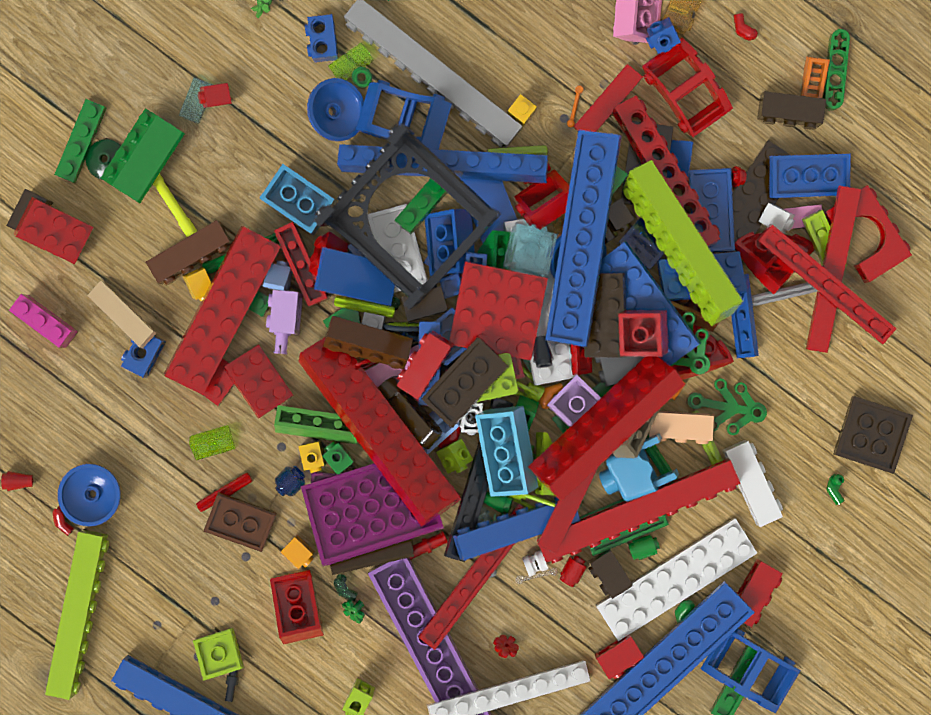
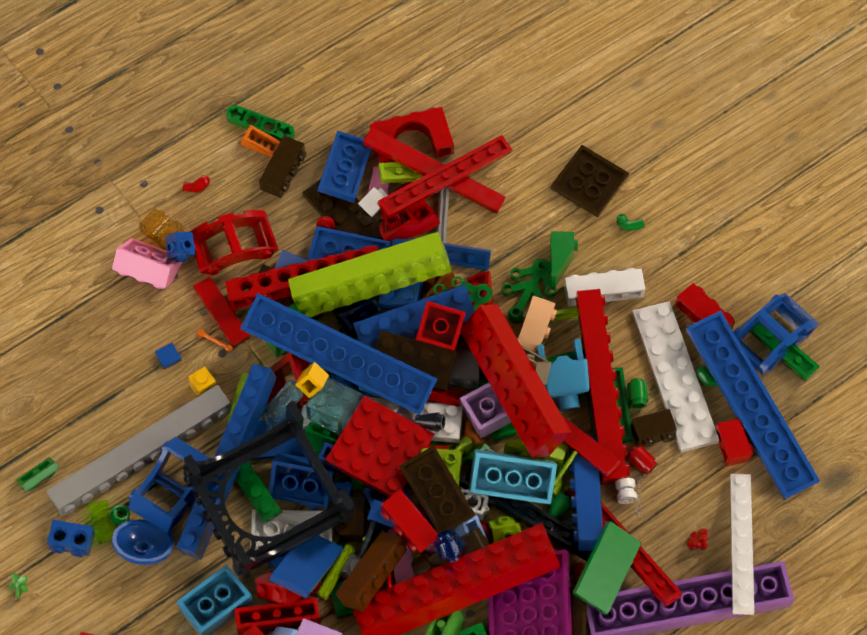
camera: 75 degrees left, 25 degrees down
(409, 411) = (448, 546): none -> clear blue head
(437, 571) = (607, 567): none -> green tile
(515, 198) = (276, 409): none -> clear light blue plate
(543, 65) = (168, 356): none -> blue tile
(546, 221) = (312, 380): none -> yellow brick
(780, 428) = (561, 254): none -> green slope

